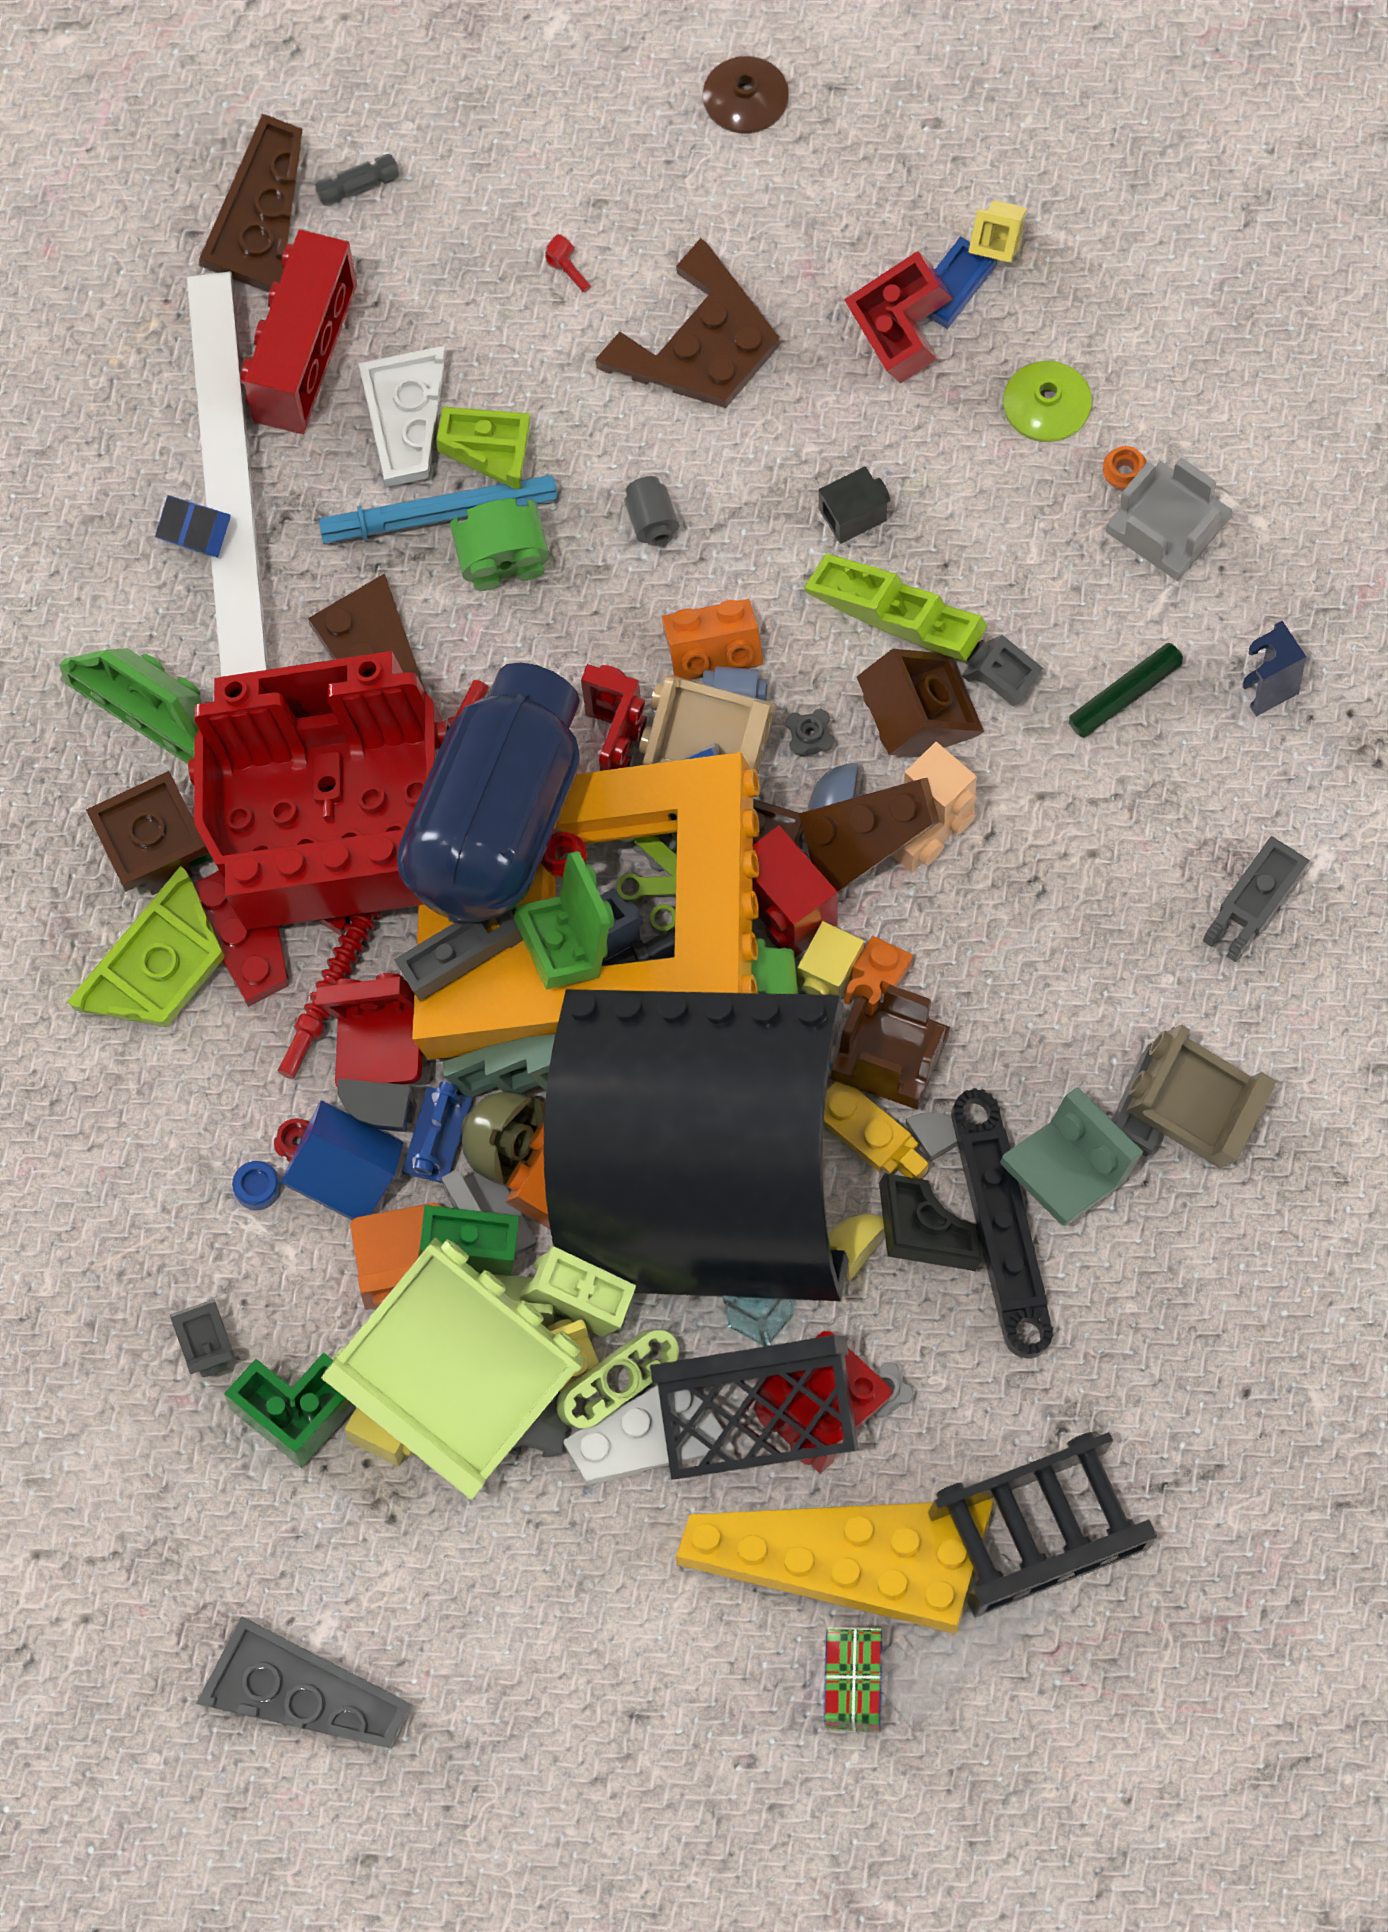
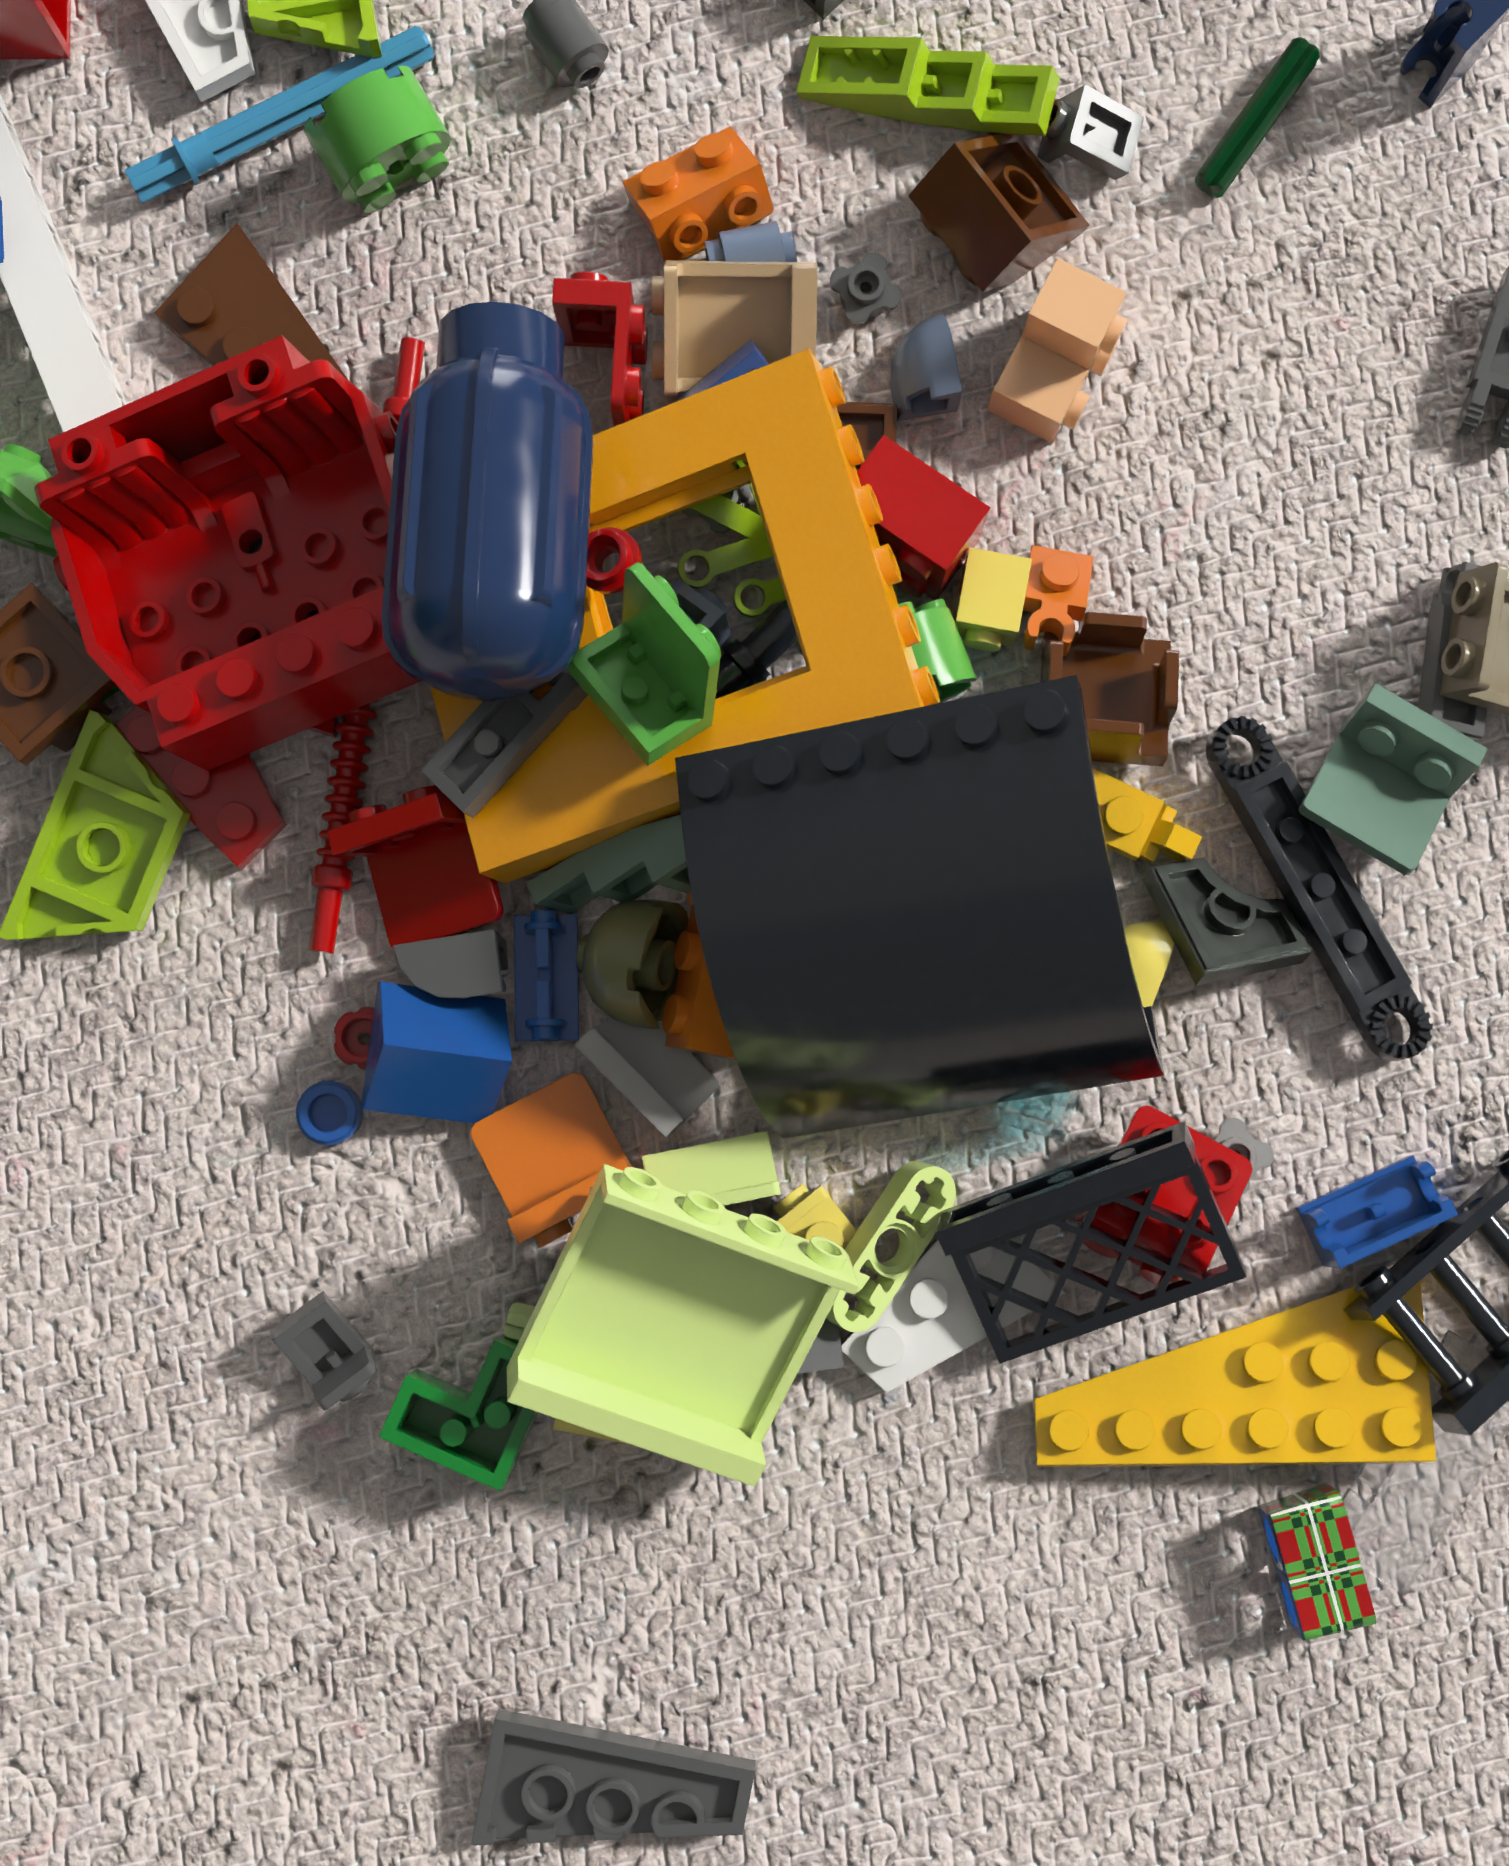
camera: 20 degrees left, 15 degrees up
(483, 1236) = (638, 1121): green panel -> none
(579, 1291) = (806, 1149): yellowish green hinge -> none
(865, 830) = (994, 404): reddish brown wing -> none
(933, 1133) = (1190, 790): light grey tile -> none
(971, 1456) = (1374, 1212): none -> blue hinge

